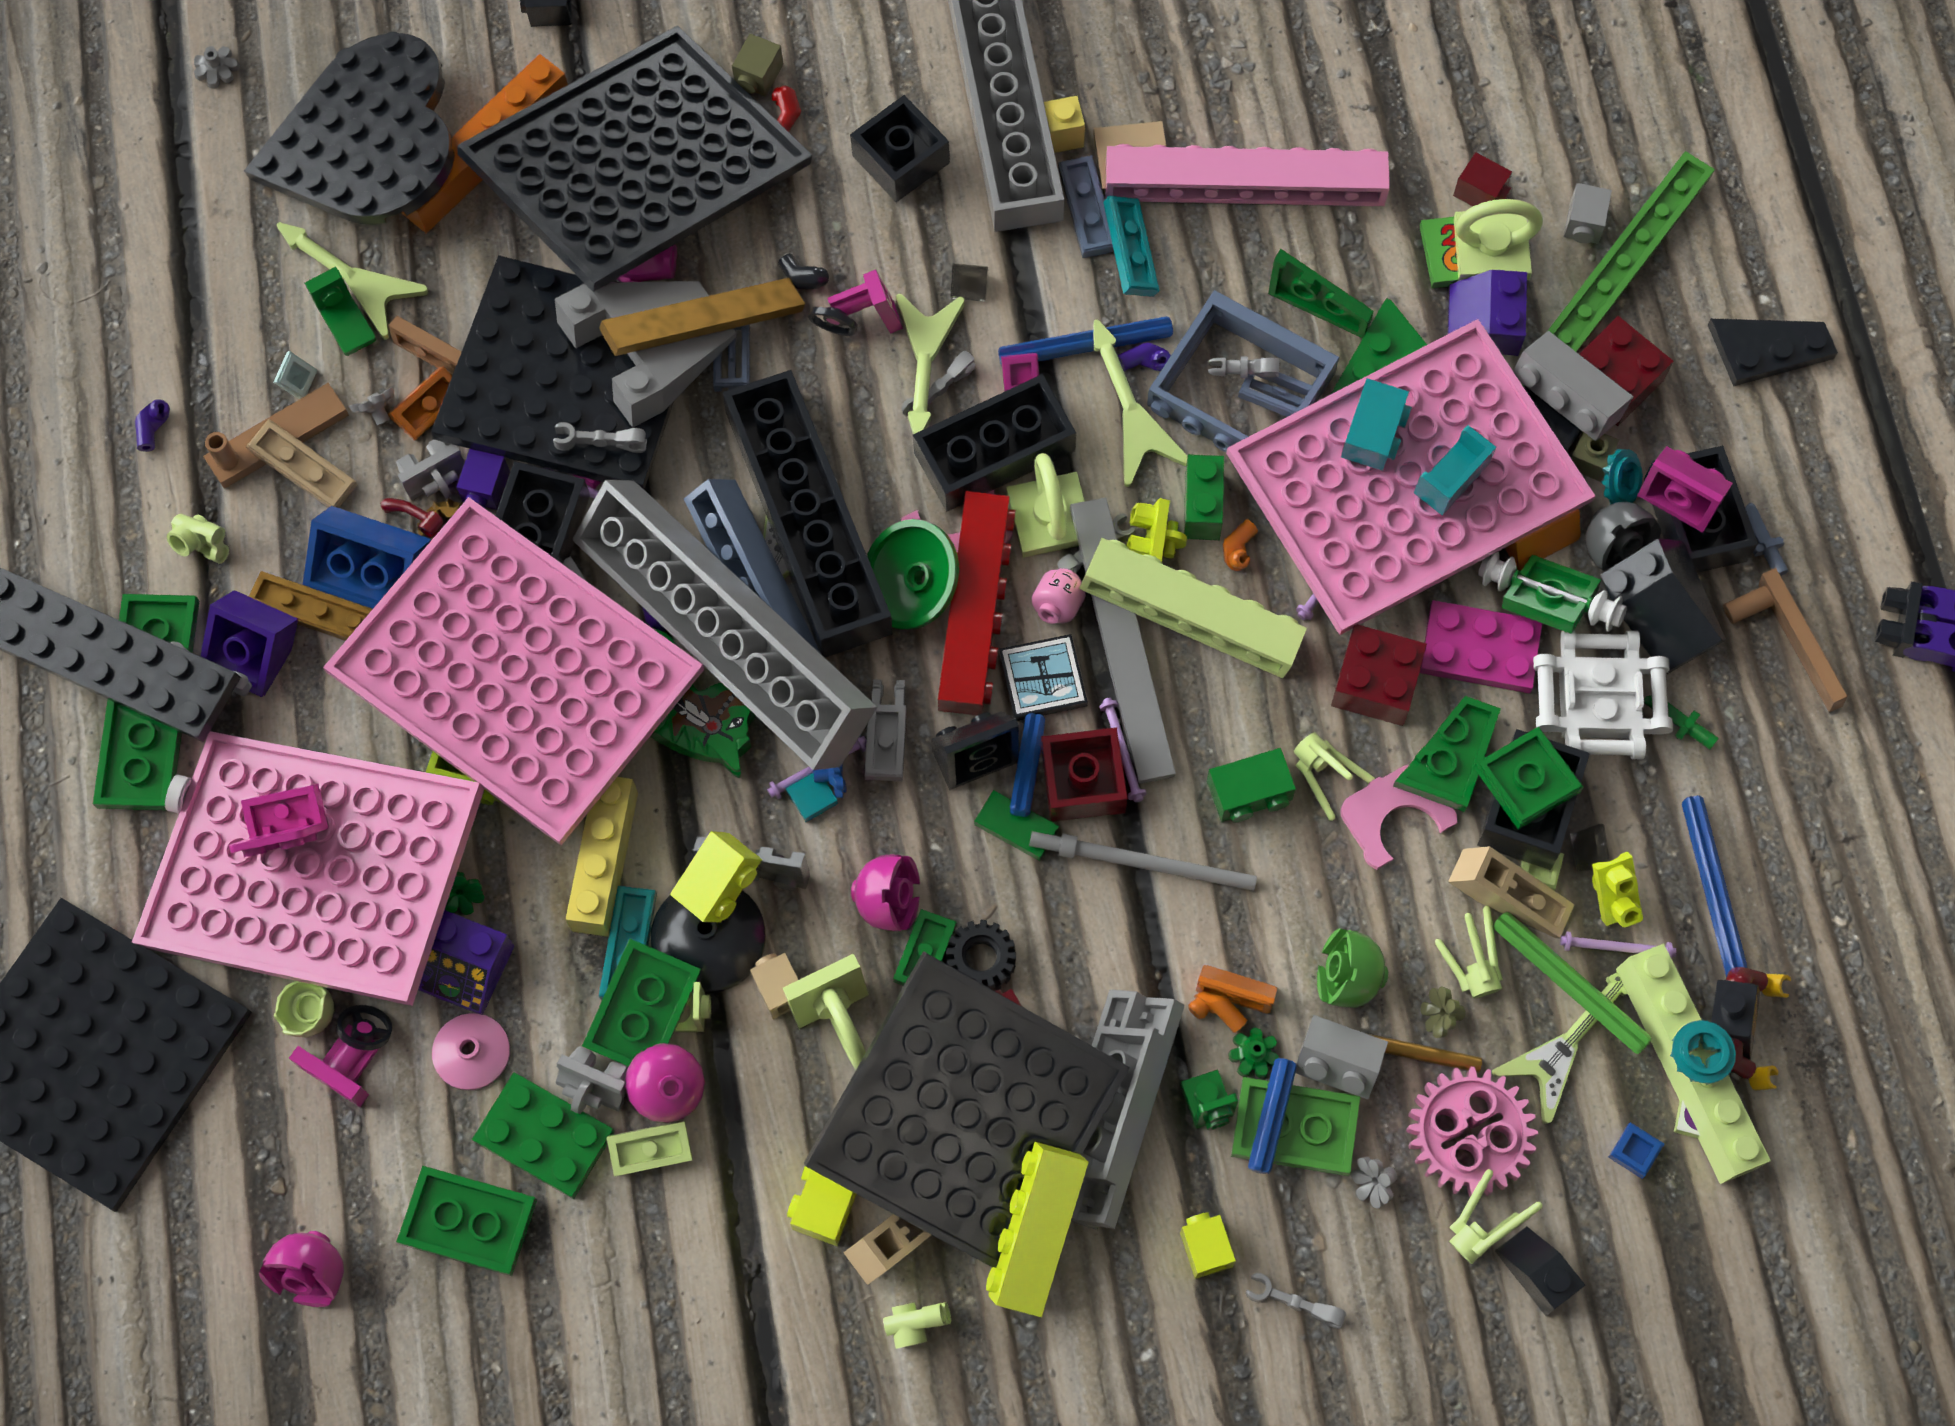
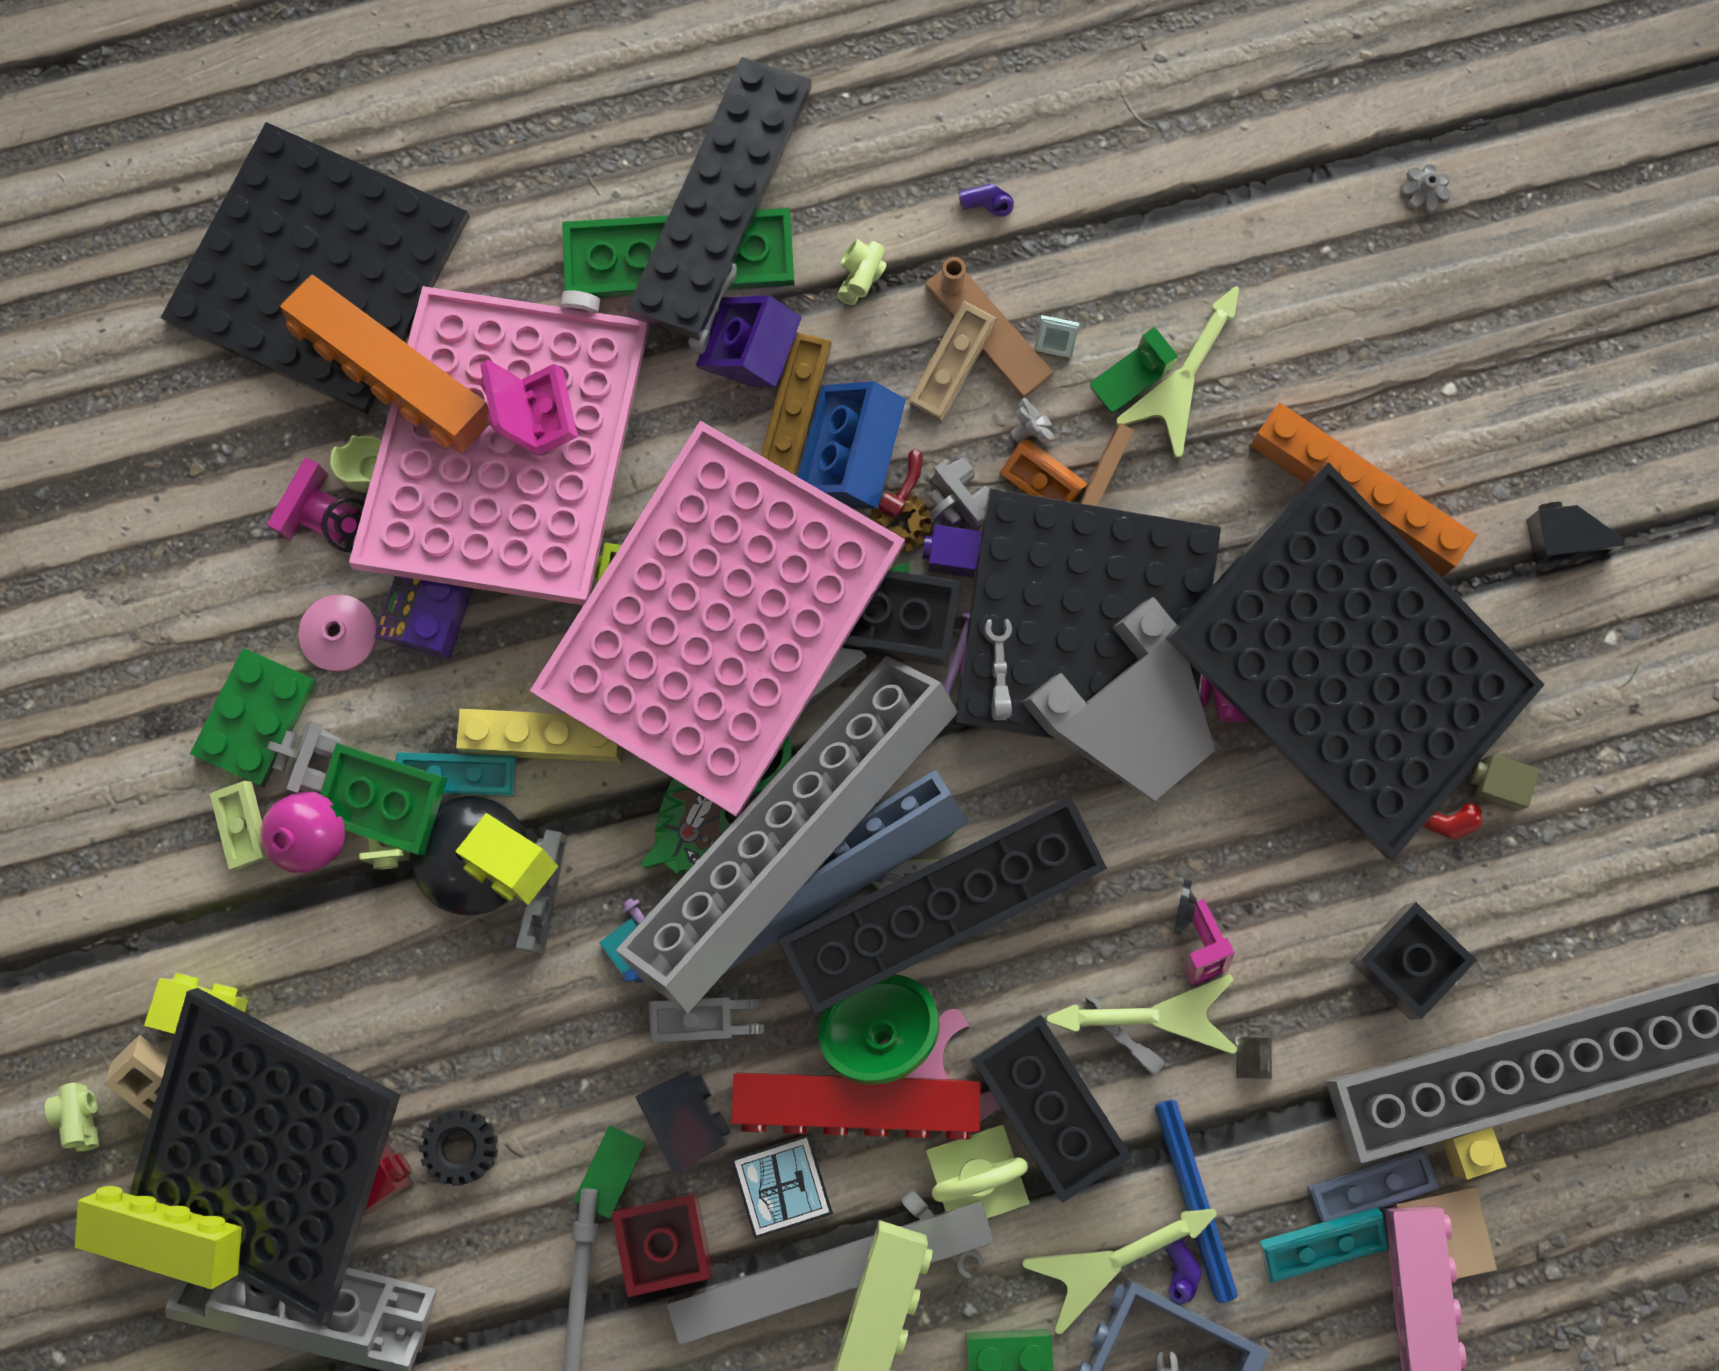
camera: 85 degrees right, 10 degrees up
(208, 966) = (386, 364): none -> orange brick
(304, 1266) = (106, 508): dark pink cylinder -> none
(364, 134) = (1352, 357): black plate -> none
(463, 894) = (495, 603): green plant -> none
(467, 1220) = (162, 655): green plate -> none
(701, 316) = (1161, 761): pearl gold tile -> none
(733, 382) = (1101, 803): sand blue tile -> none
(770, 977) = (415, 935): tan brick -> none
(803, 276) = (1240, 866): black arm -> none
(828, 996) = (389, 994): yellowish green tile -> none
(886, 891) = (516, 1038): dark pink cylinder -> none
(929, 935) = (461, 1086): green plate -> none
(1019, 369) = (1145, 1128): dark pink tile -> none
(1027, 765) = (664, 1179): blue axle -> none
(1058, 596) = (873, 1196): bright pink head -> none
(1136, 793) = (656, 1301): lavender axle -> none
(1157, 538) = (957, 1305): neon yellow hips -> none

